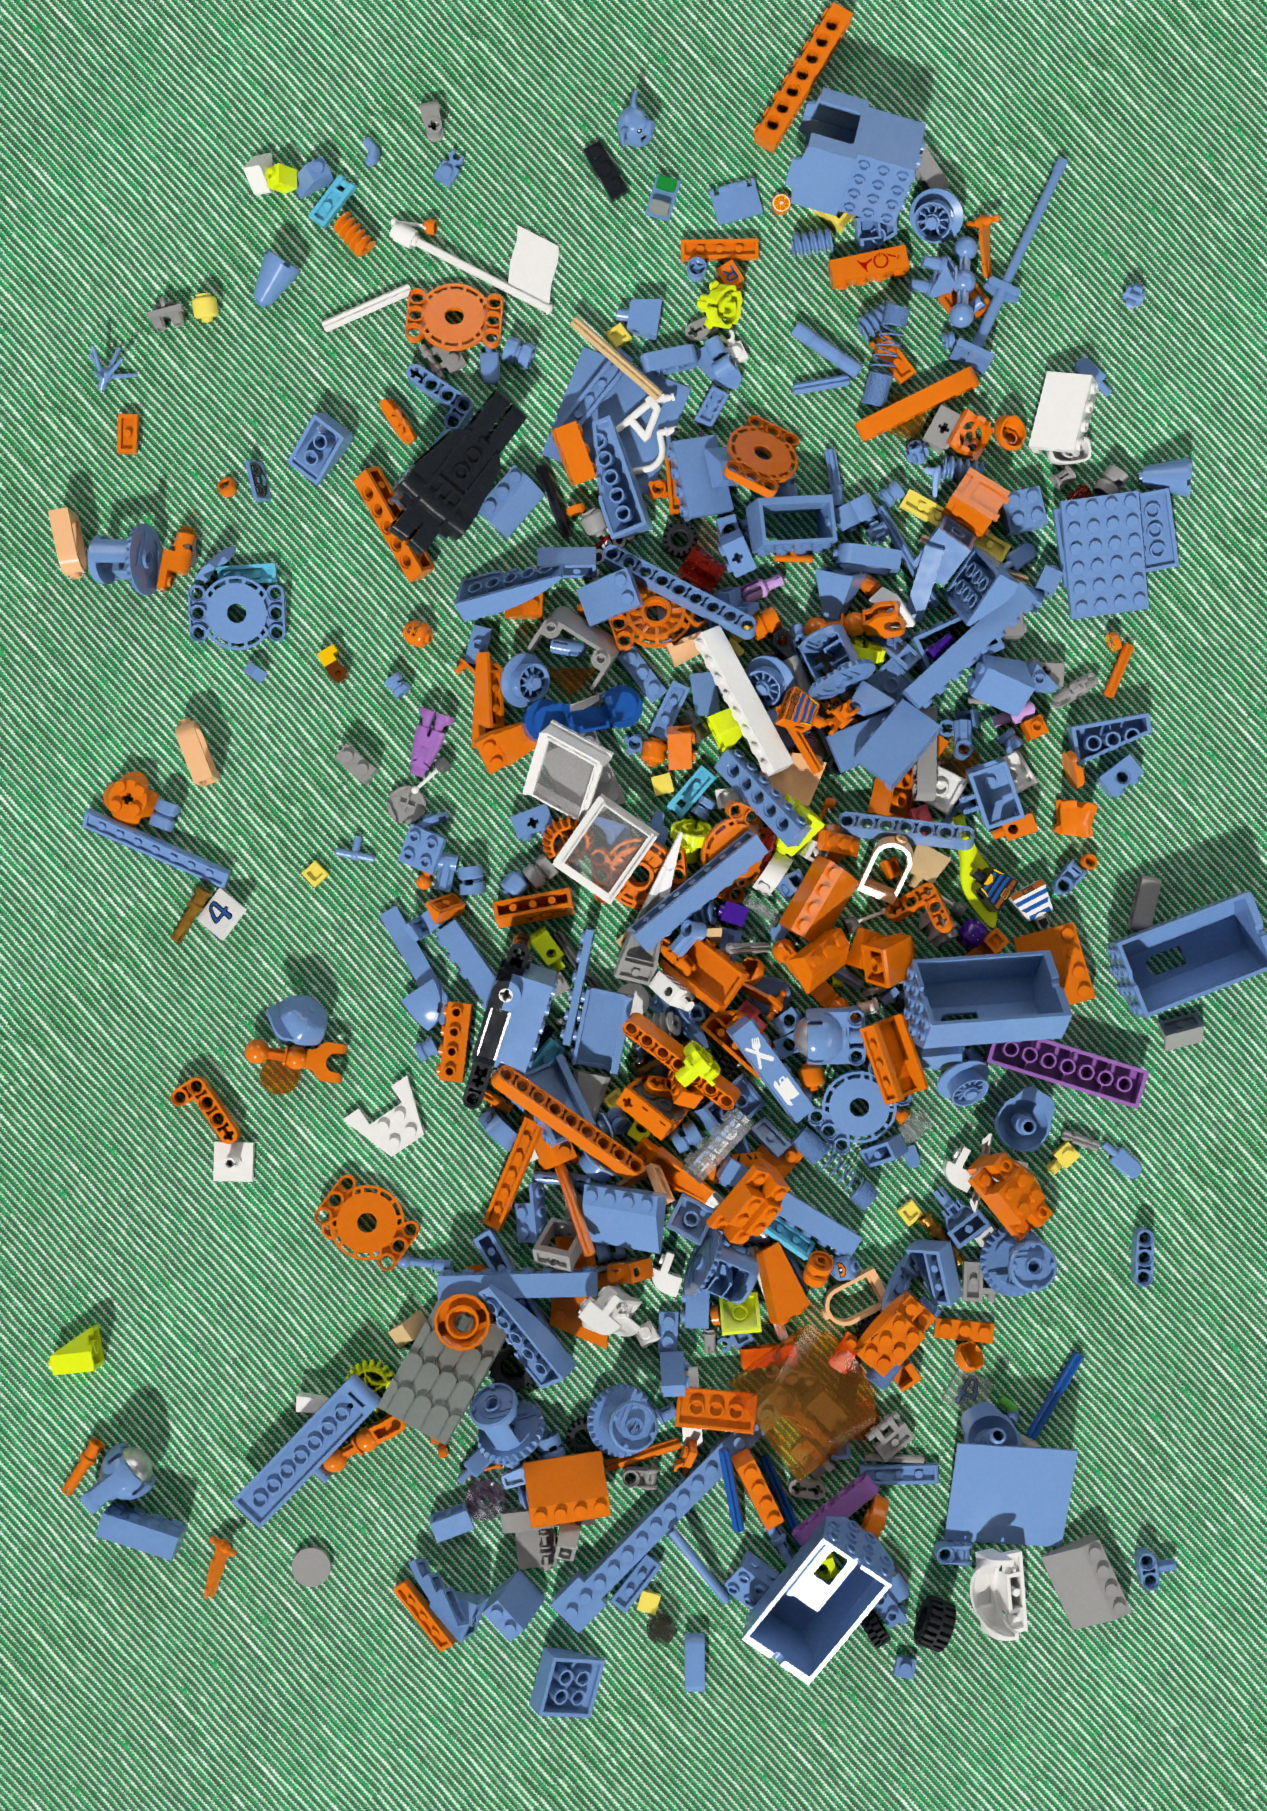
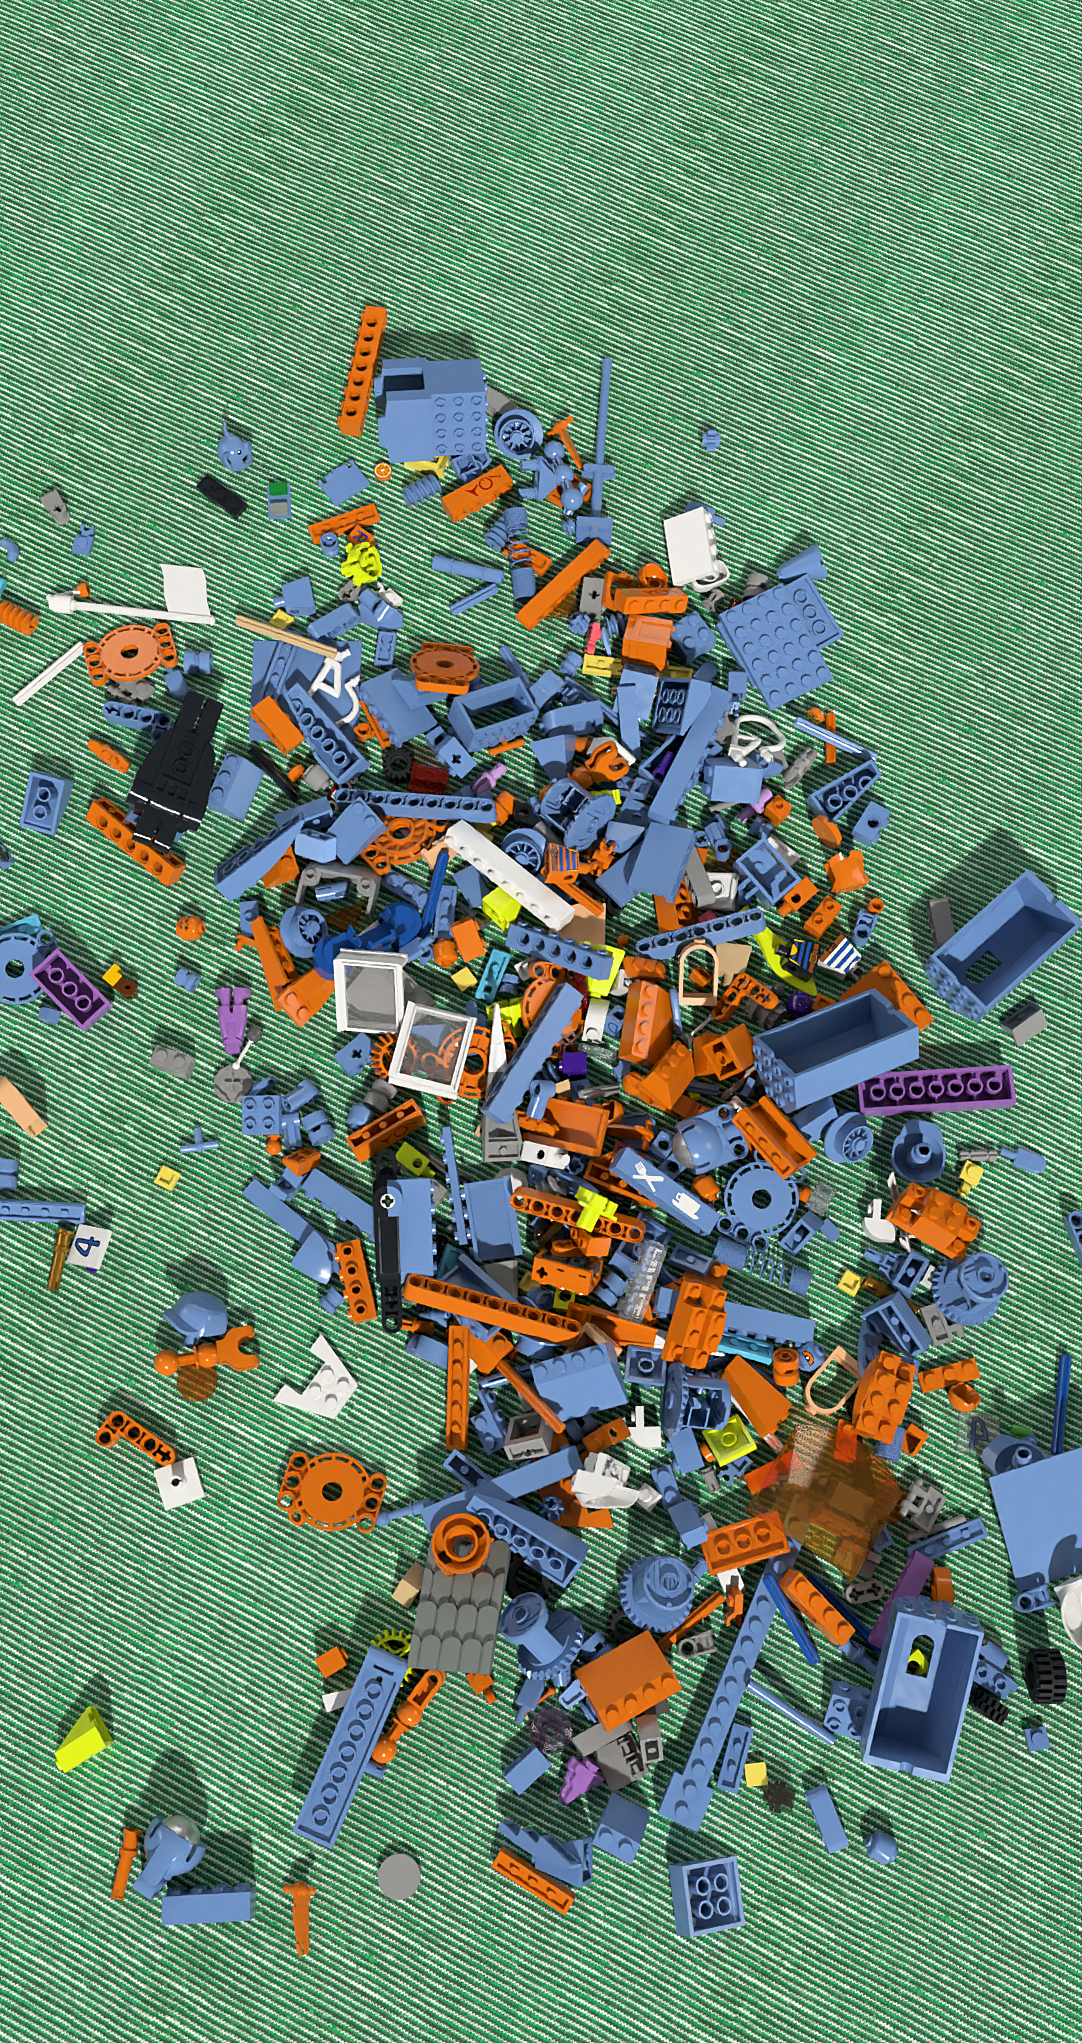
camera: 25 degrees left, 15 degrees down
(282, 657) = (71, 990): none -> medium lavender brick
(316, 1368) = (332, 1661): none -> orange brick
(469, 841) = (302, 1094): none -> medium blue piece
(494, 1548) = (579, 1779): none -> medium lavender rock
(556, 1320) = (551, 1508): none -> medium blue gear
(568, 597) = (315, 846): none -> light blue brick
(624, 737) = (416, 947): none -> medium blue piece
(663, 691) = (434, 893): none -> blue axle
(732, 1703) = (881, 1847): none -> medium blue head
(851, 895) = (675, 1008): none -> medium blue piece
(925, 471) = (593, 634): none -> coral plate
(997, 459) = (650, 600): none -> orange brick
(1017, 659) = (738, 752): none -> white piece
(1031, 854) = (822, 918): none -> orange brick
(1122, 676) = (835, 739): none -> medium blue axle

